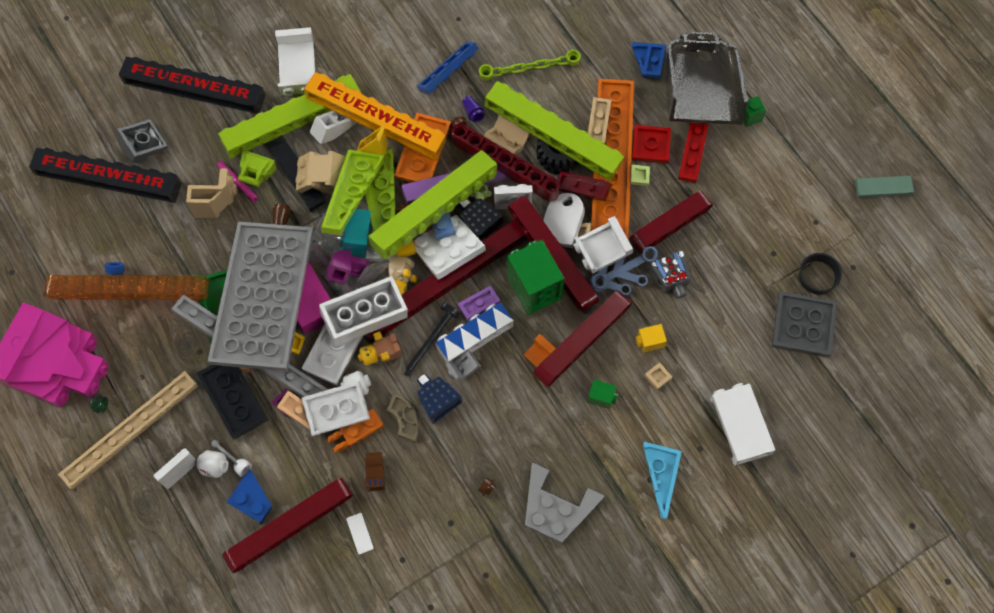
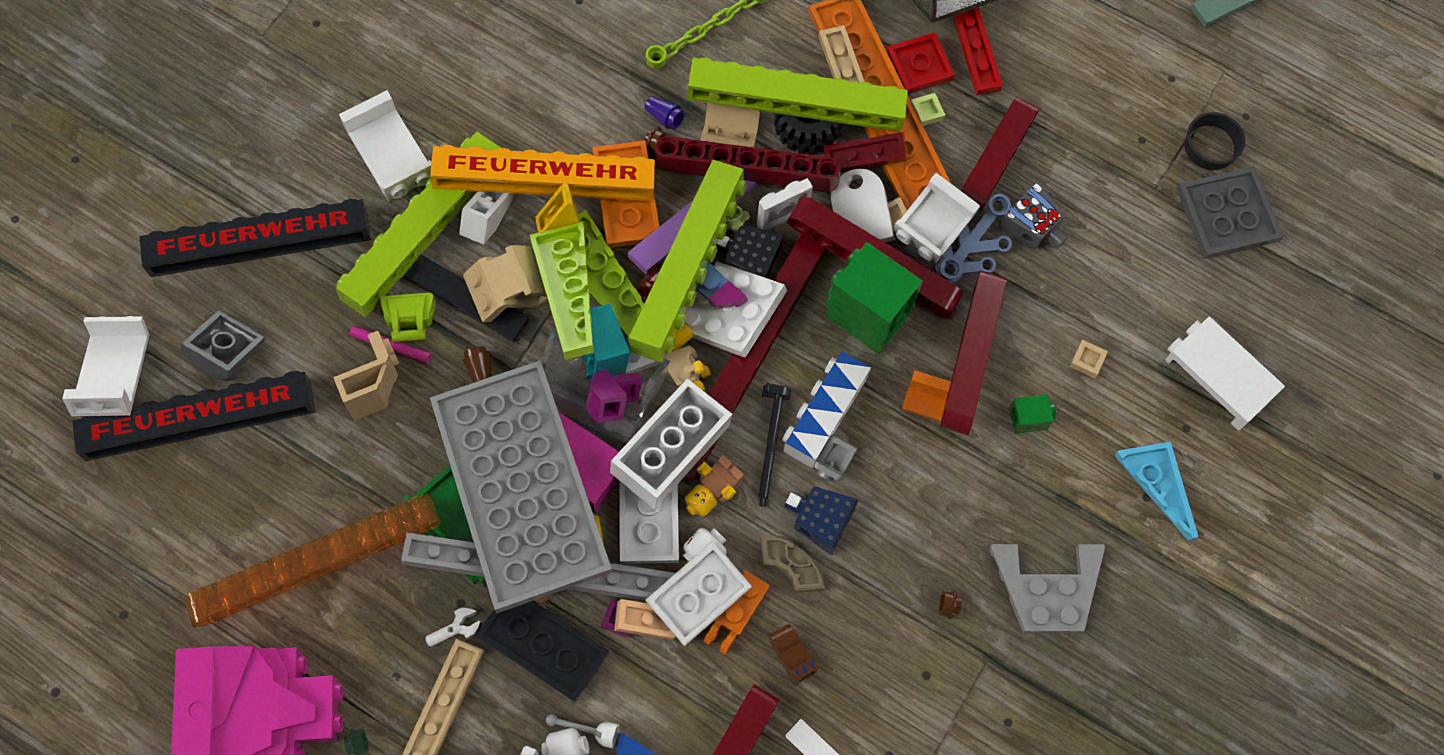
camera: 30 degrees left, 0 degrees up
(72, 127) = (109, 367): none -> white panel
(114, 268) = (278, 541): blue tile -> none
(188, 364) = (455, 628): none -> white bar
(446, 237) = (728, 296): none -> magenta tile
(451, 64) = (601, 70): blue plate -> none
(478, 303) = (809, 366): medium lavender plate -> none
(651, 338) = (1055, 313): yellow brick -> none

